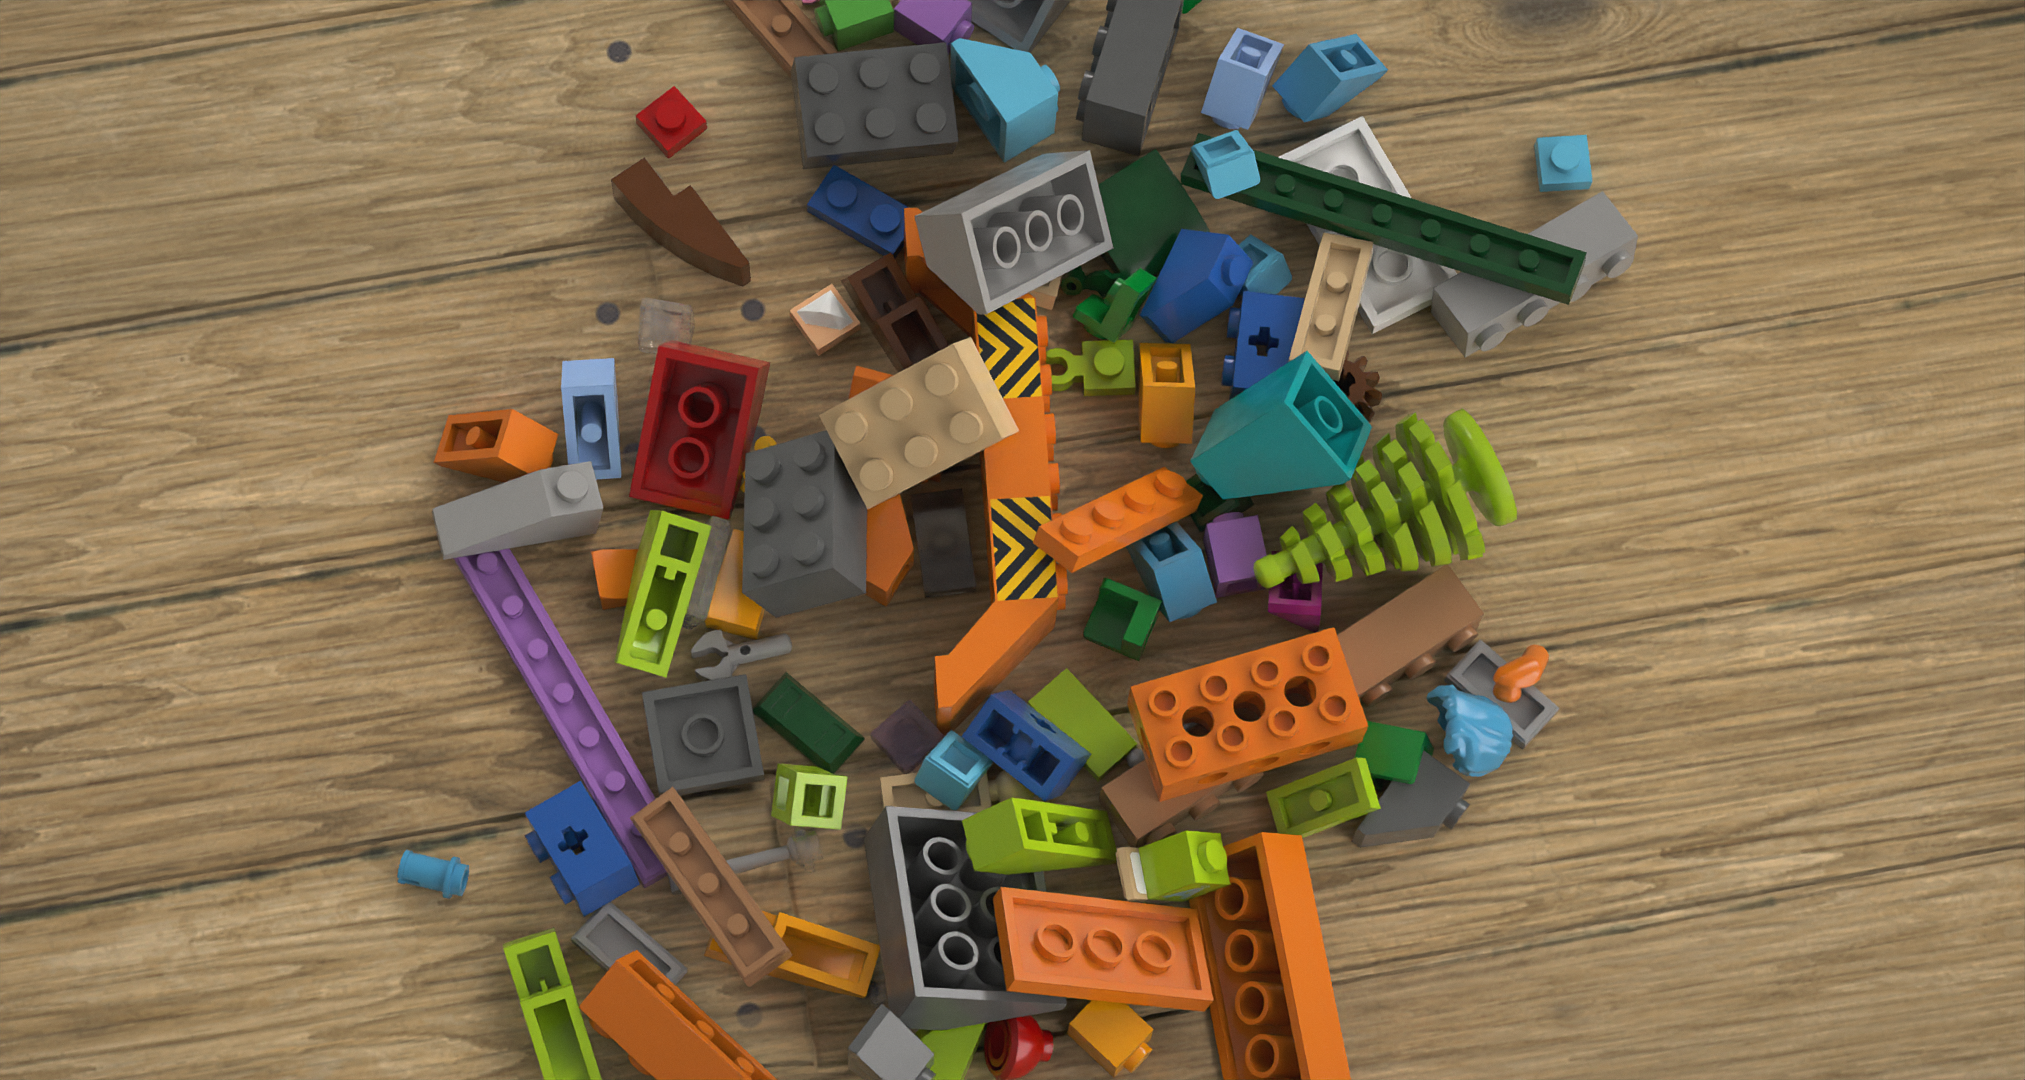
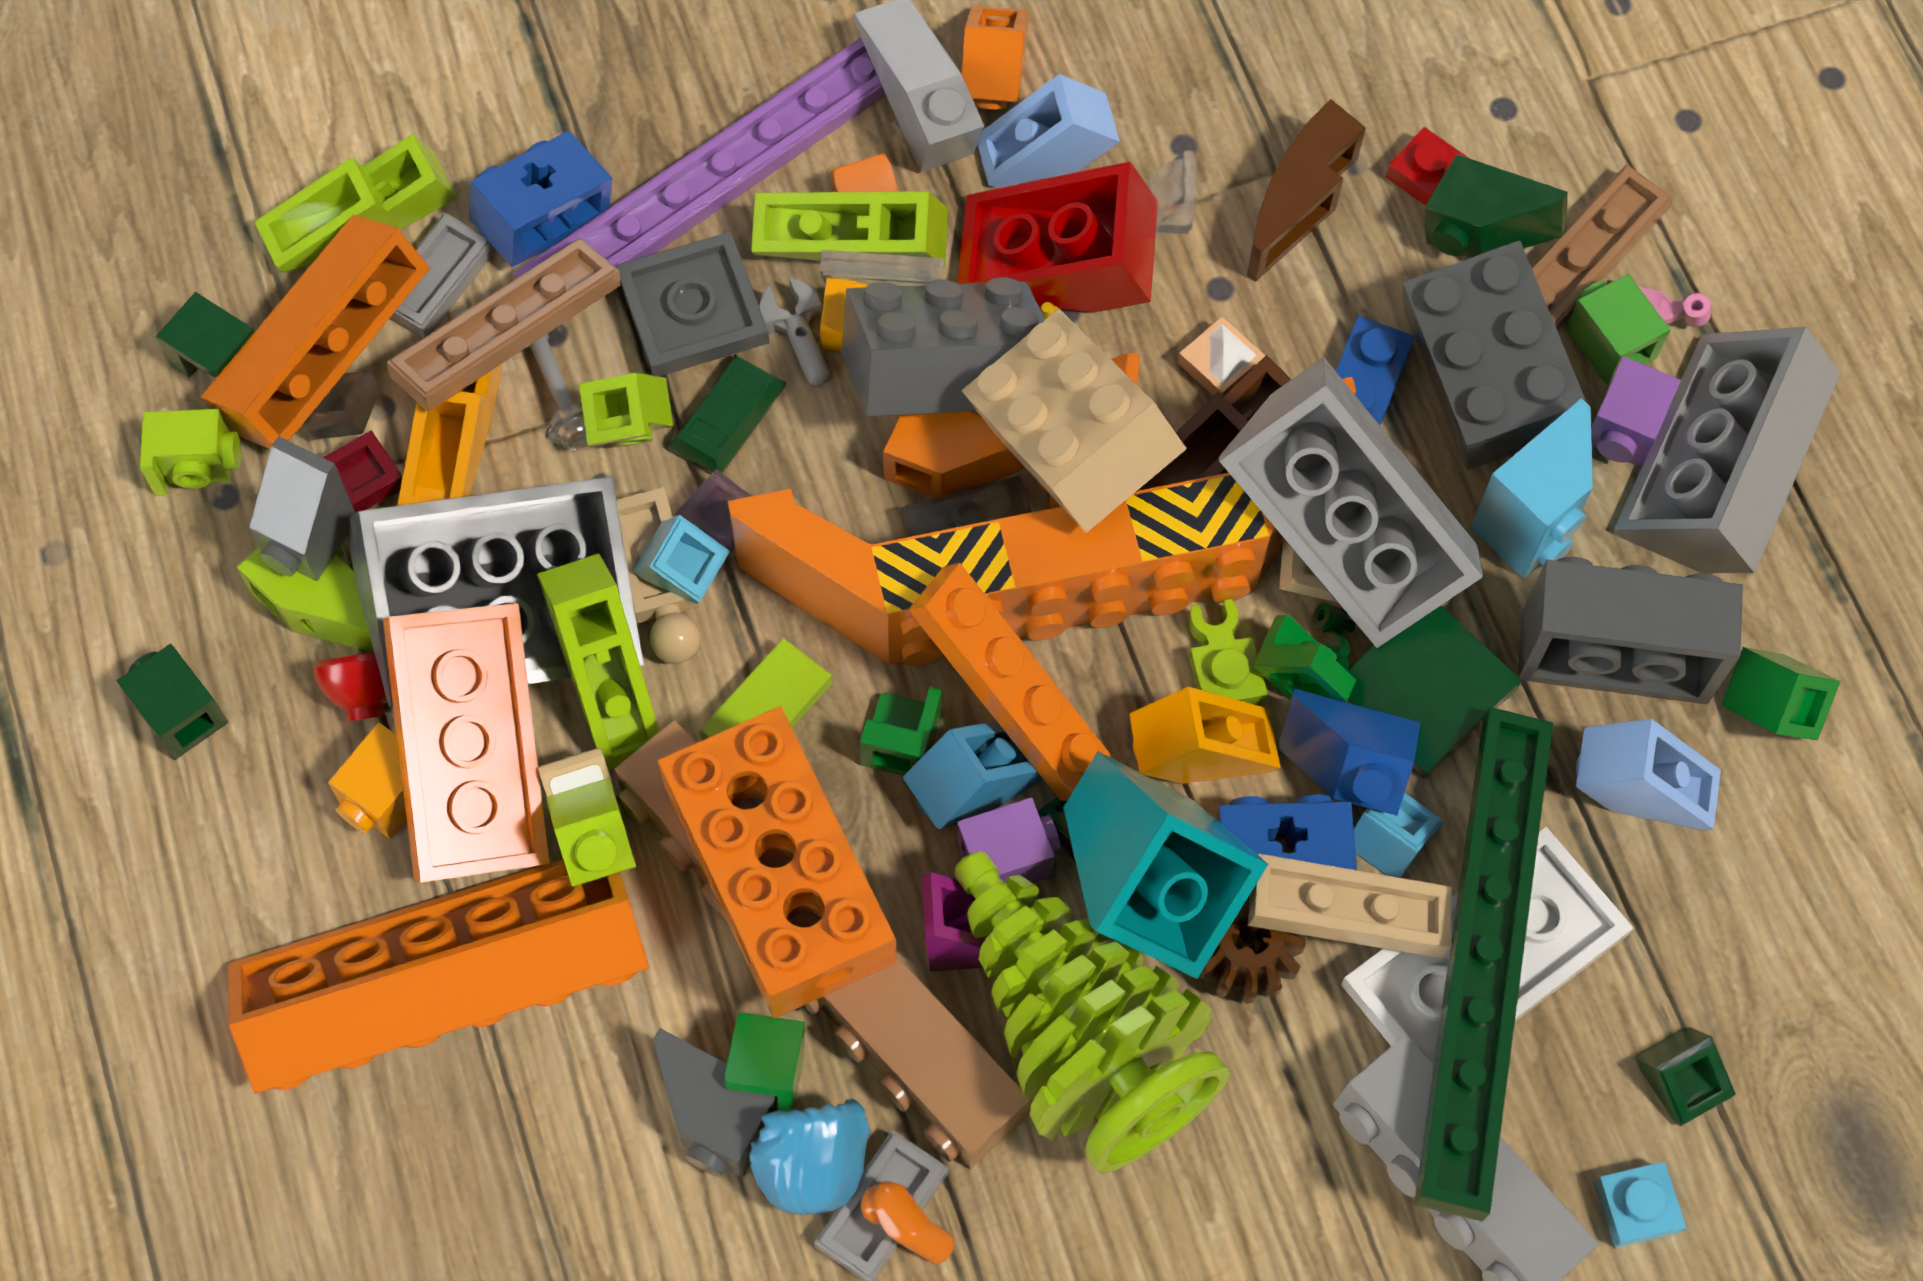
camera: 85 degrees right, 5 degrees down
(434, 873) = (501, 84): dark azure pin -> none
(733, 81) = (1489, 208): none -> dark green slope
(759, 1035) = (344, 408): none -> clear smoke plate
(821, 1029) = (366, 471): none -> dark red plate
(1026, 745) = (732, 618): blue brick -> none
(1226, 164) = (1513, 753): medium azure slope -> none
(1324, 799) = (697, 988): lime plate -> none
(1328, 77) = (1680, 881): dark azure slope -> none
(1469, 109) = (1686, 1074): none -> dark green slope

